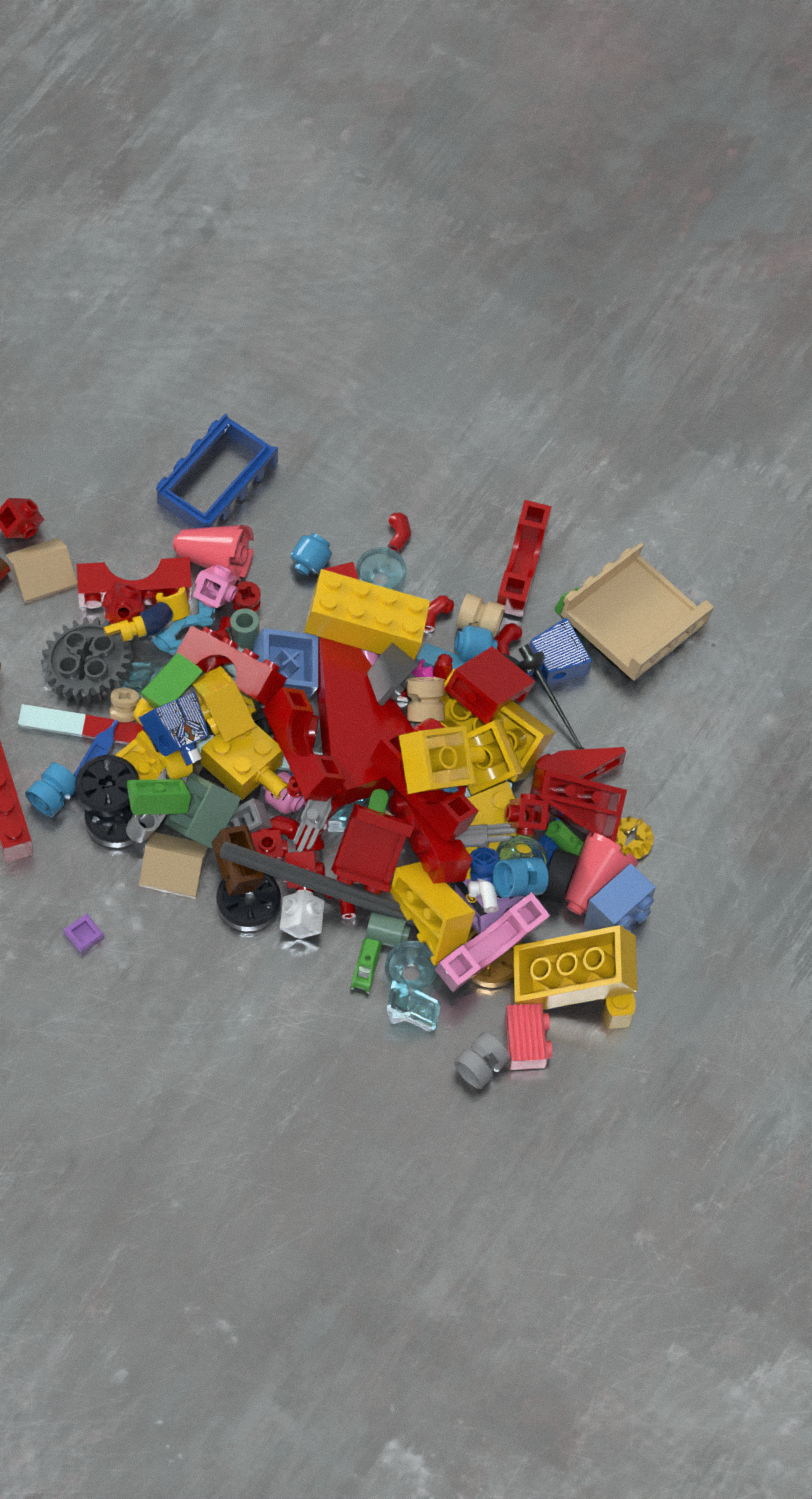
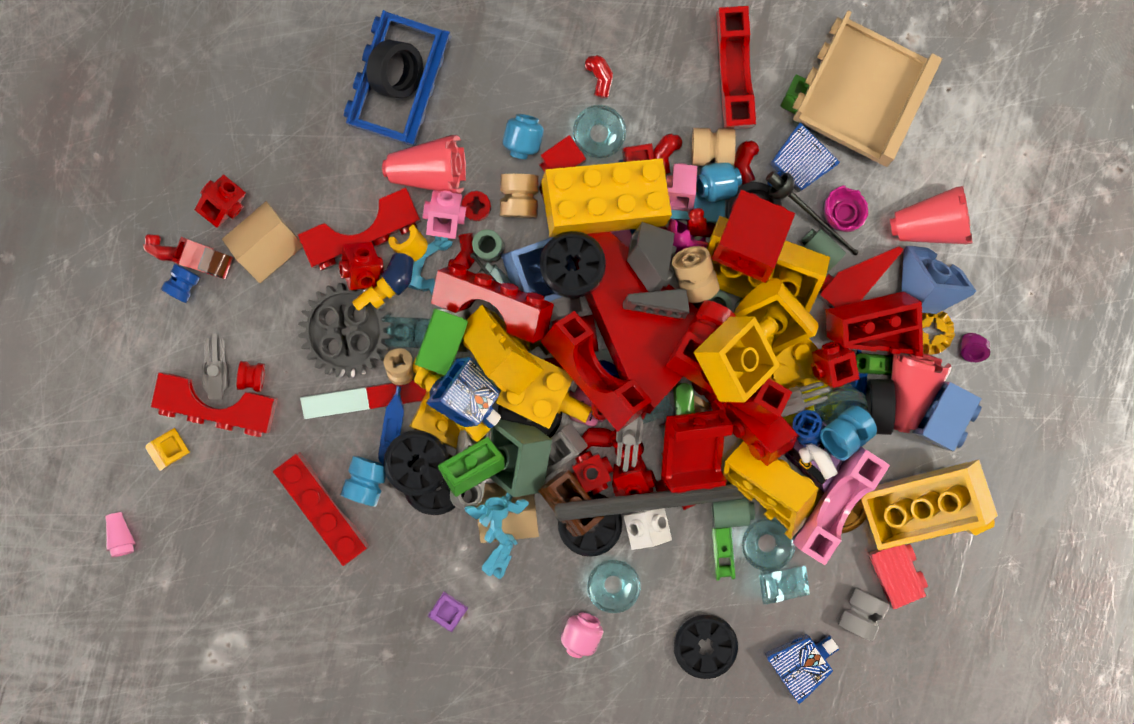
camera: 10 degrees left, 25 degrees up
(153, 897) = (496, 510): none -> medium azure piece
(200, 458) = (378, 64): none -> black tyre
(203, 992) = (582, 635): none -> bright pink head
(250, 943) = (618, 601): none -> clear light blue piece
(290, 597) = (519, 195): none -> tan wheel
(312, 669) = (554, 264): none -> black wheel
(321, 1026) = (723, 642): none -> black wheel
(381, 709) = (665, 303): none -> dark grey slope
(406, 1088) = (802, 664): none -> torso
(439, 638) = (682, 187): none -> bright pink brick
(561, 739) = (823, 244): none -> sand green brick
(584, 705) = (845, 209): none -> dark pink hair
(645, 792) = (933, 280): none -> medium blue slope
(665, 738) = (935, 220): none -> coral cone
(667, 863) = (975, 347): none -> magenta tile

